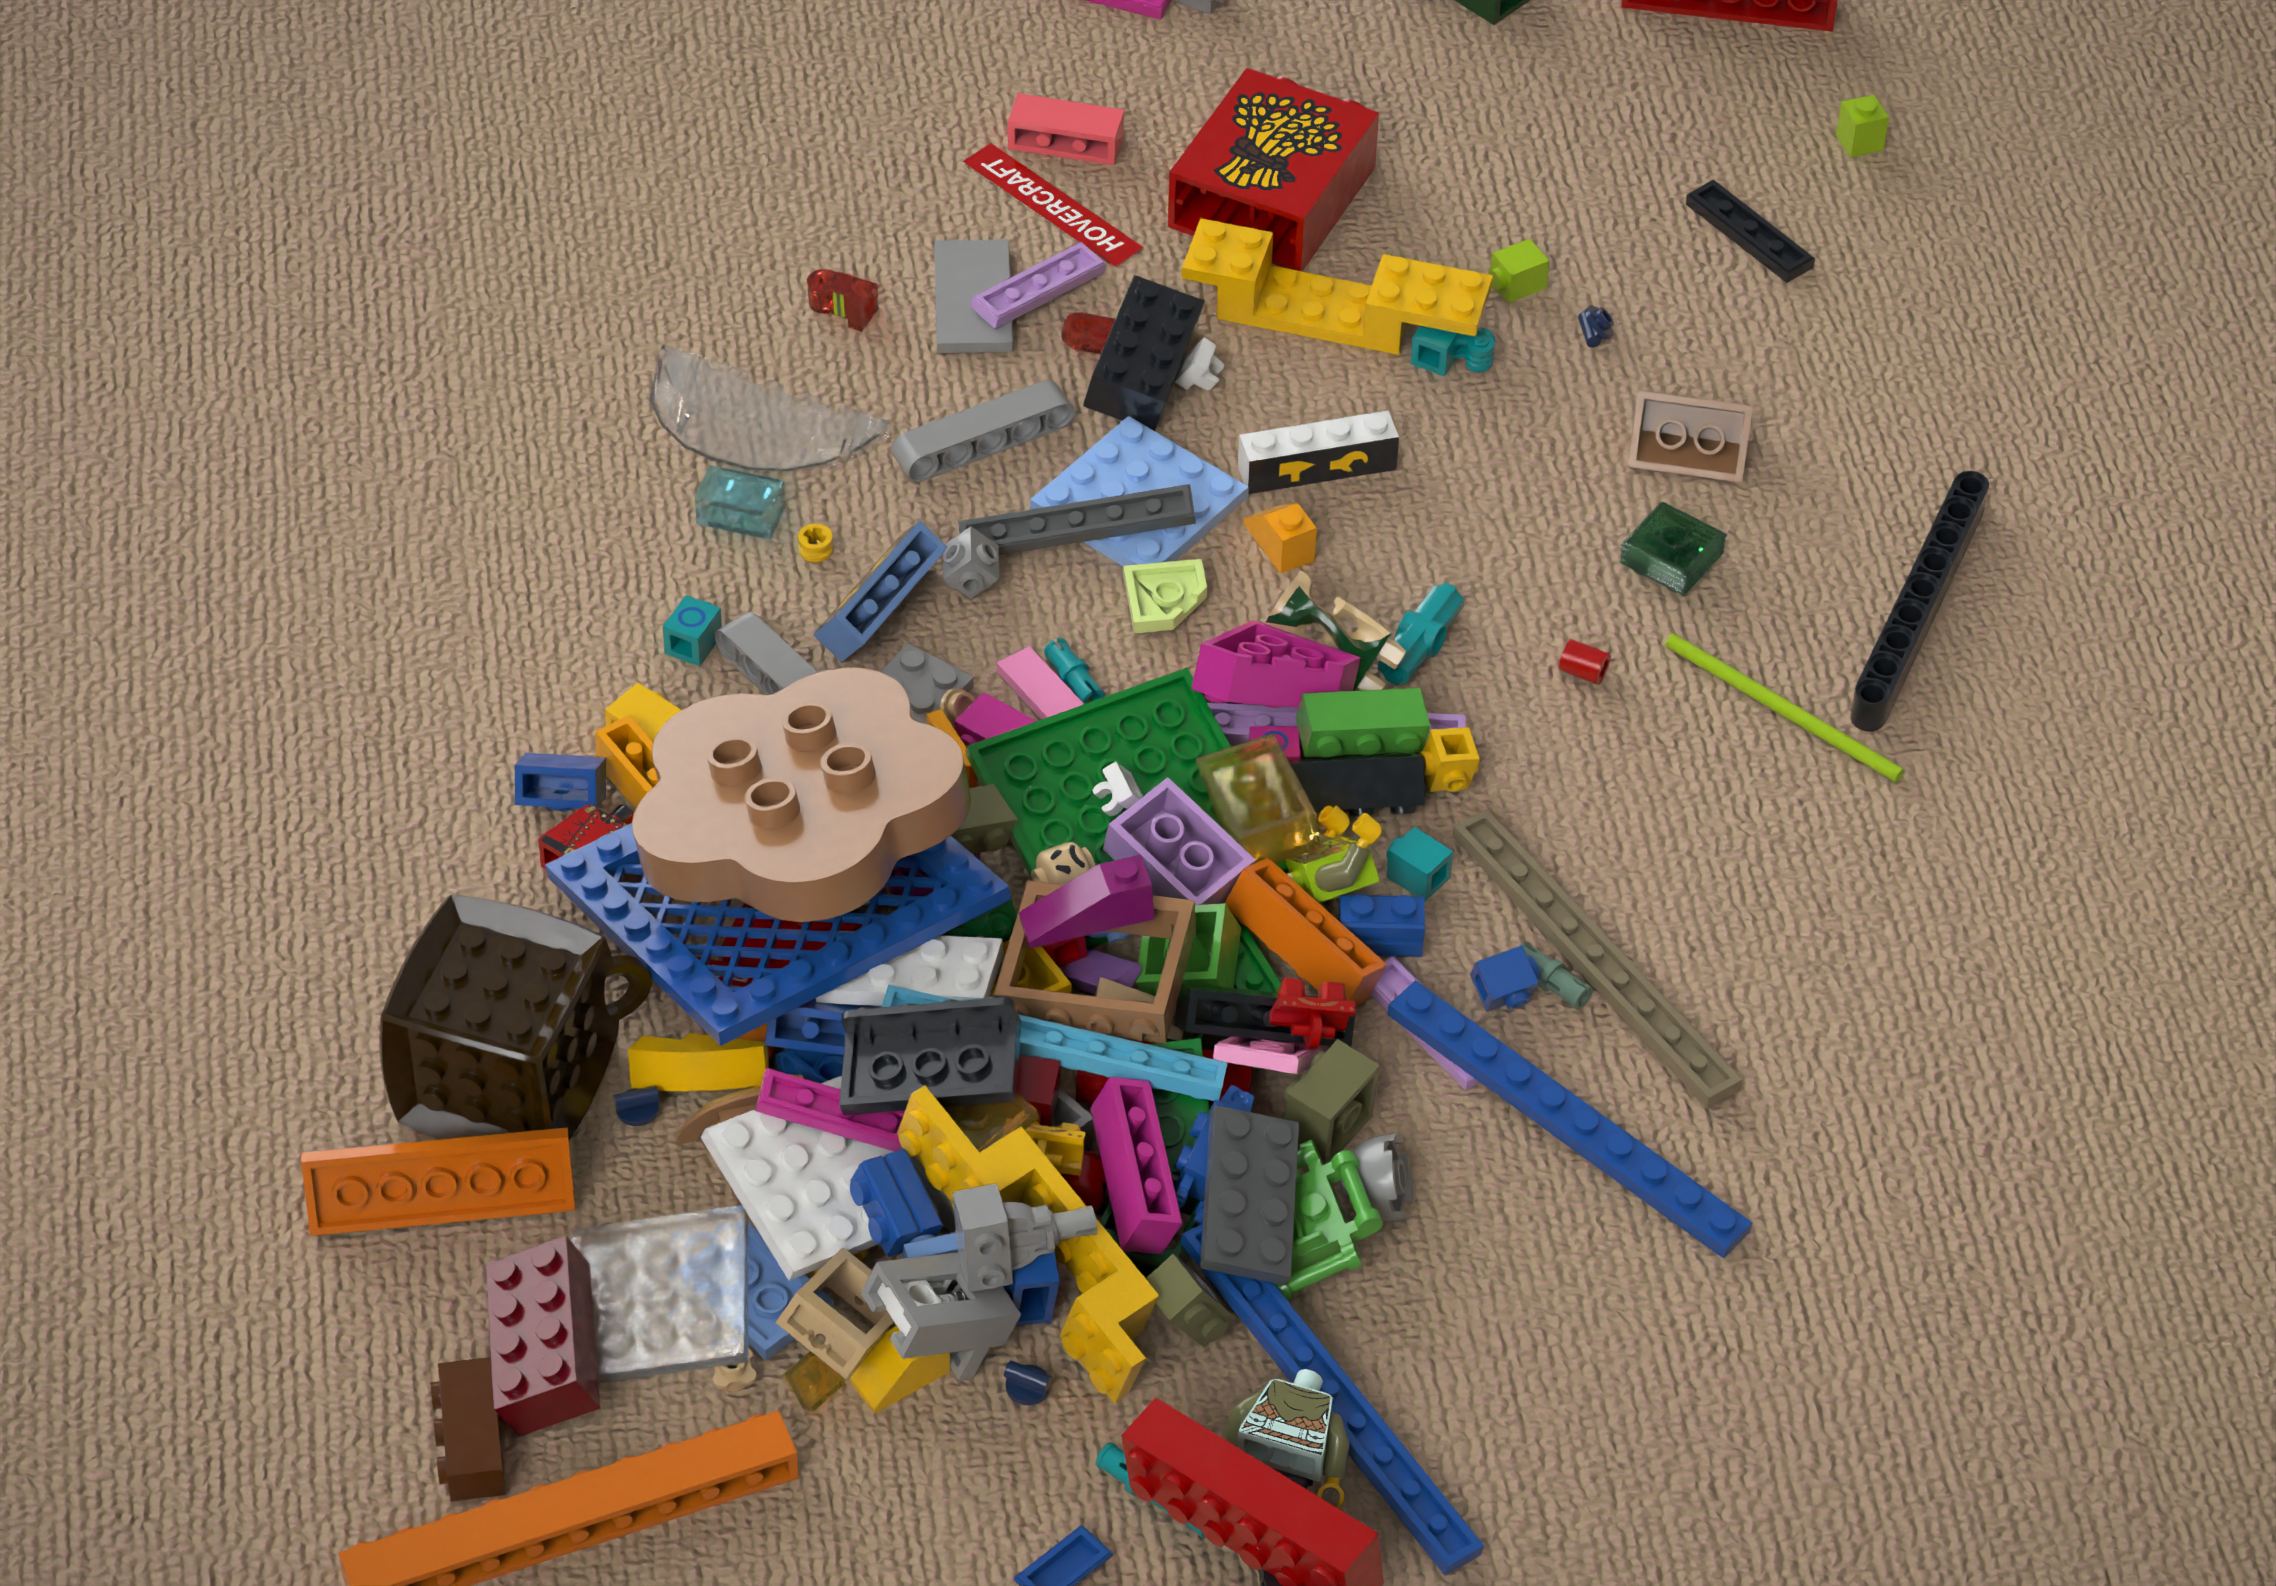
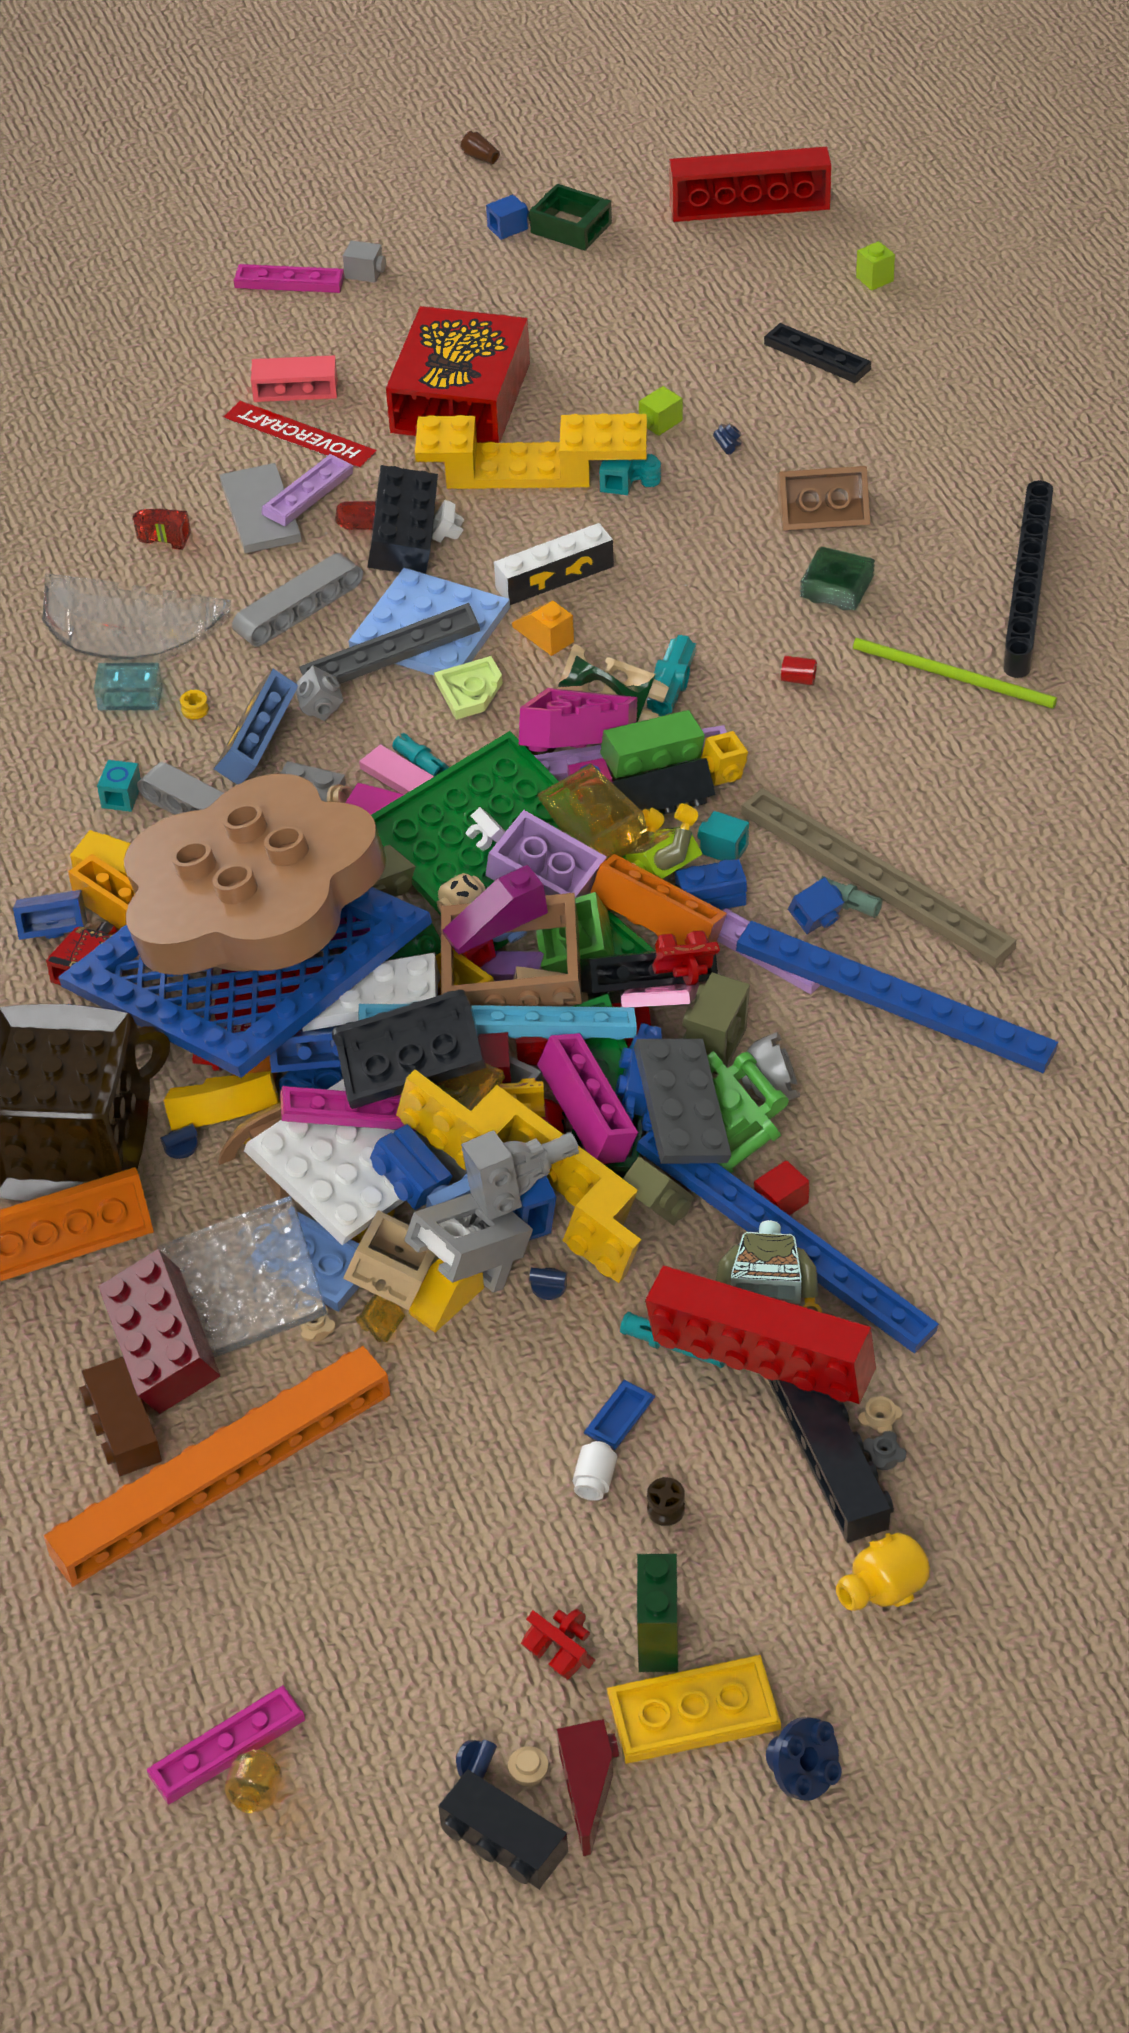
camera: 10 degrees left, 0 degrees up
(1348, 1333) = (784, 1187): none -> red brick

